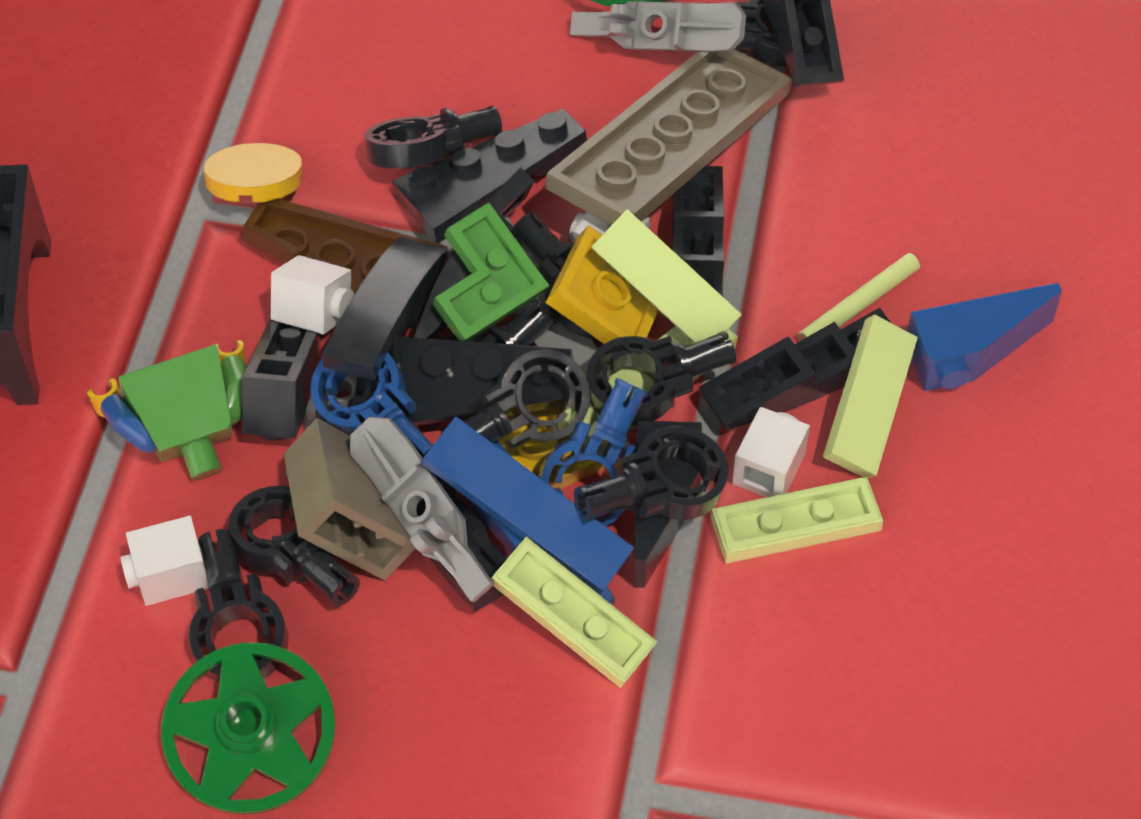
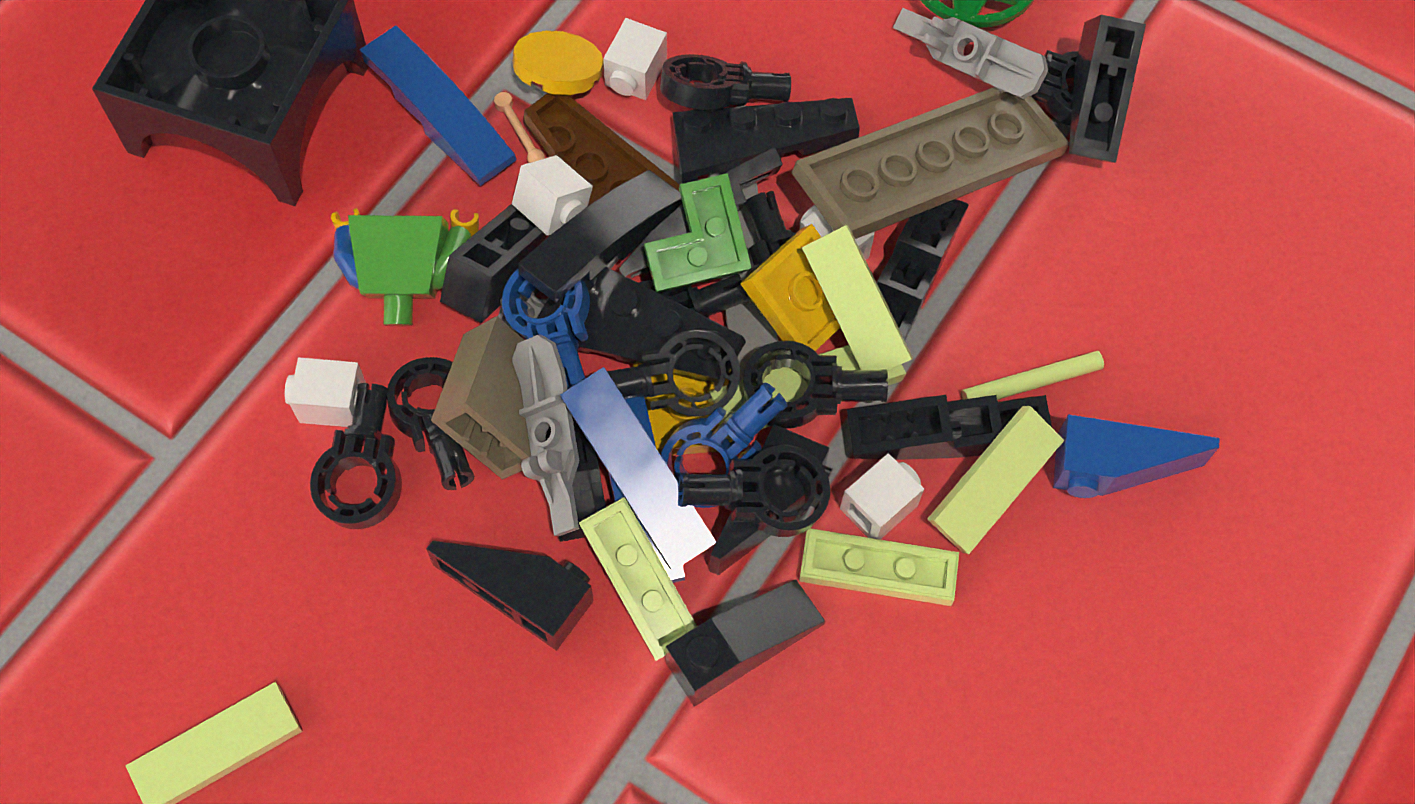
camera: 20 degrees right, 10 degrees up
(146, 249) = (439, 105): none -> blue slope
(212, 232) = (504, 103): none -> light nougat hinge
(248, 728) = (325, 571): green wheel -> none
(331, 144) = (635, 59): none -> white brick
(456, 666) = (524, 587): none -> black slope
(695, 636) = (740, 640): none -> black slope

